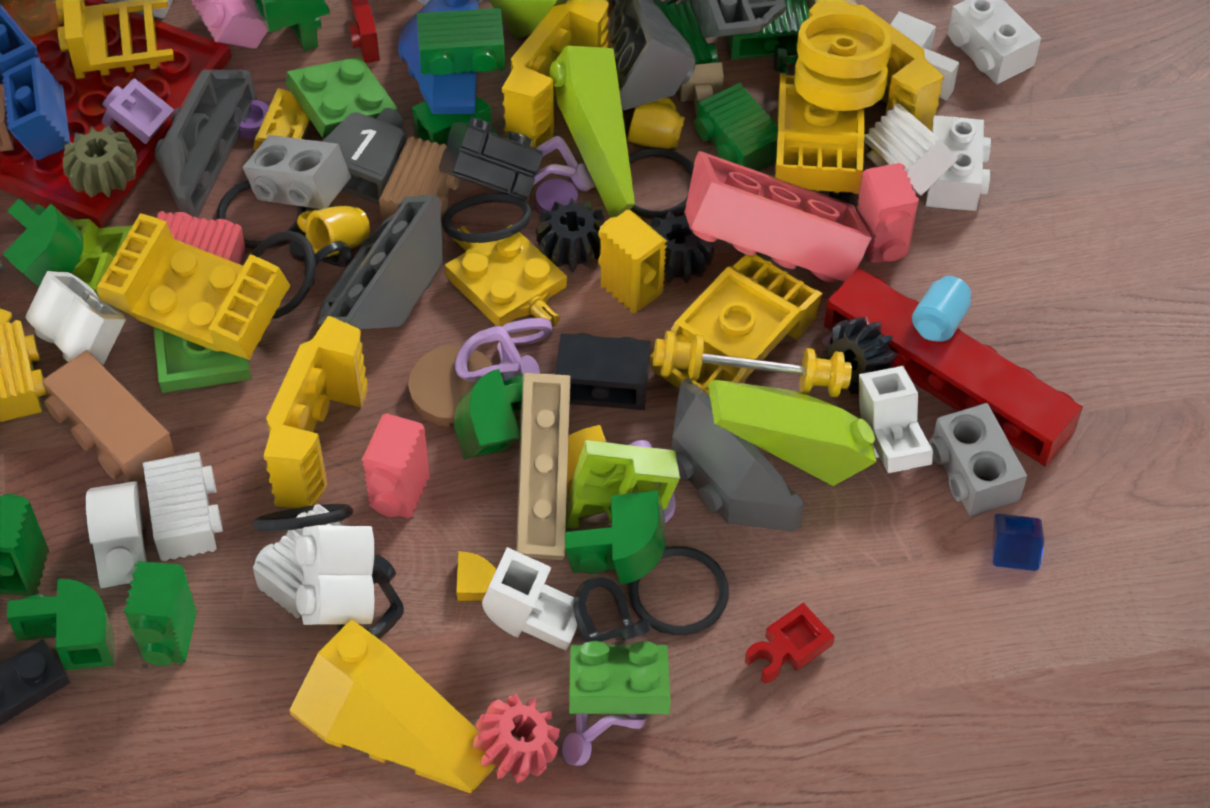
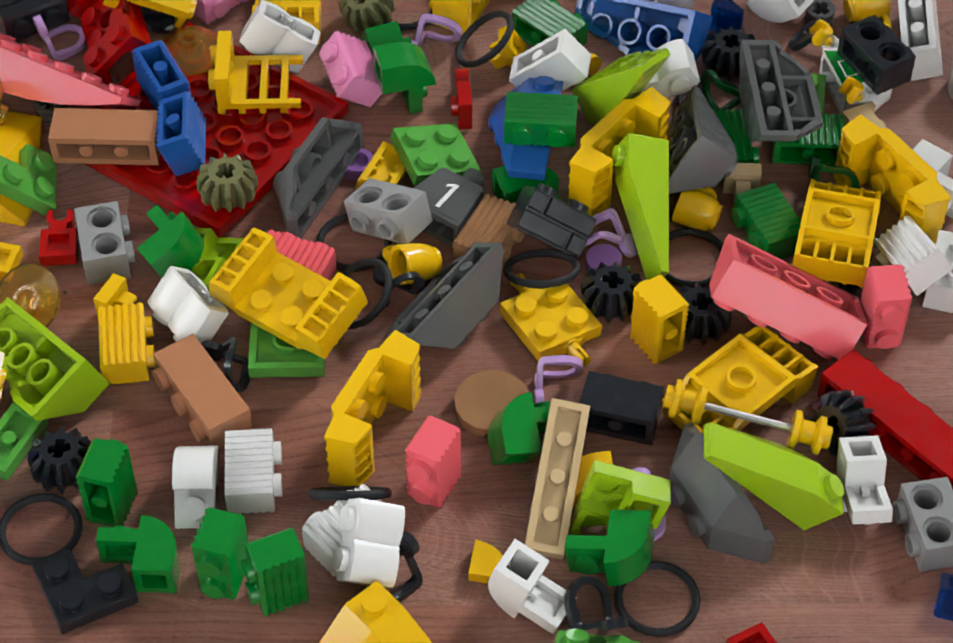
camera: 10 degrees right, 5 degrees down
(120, 366) = (219, 351): none -> black piece
(136, 110) = (263, 144): lavender bracket -> none
(229, 625) = (275, 572): none -> green brick
(519, 364) = (526, 365): lavender piece -> none
(842, 60) = (864, 173): yellow wheel -> none
(942, 308) = (919, 392): medium azure brick -> none

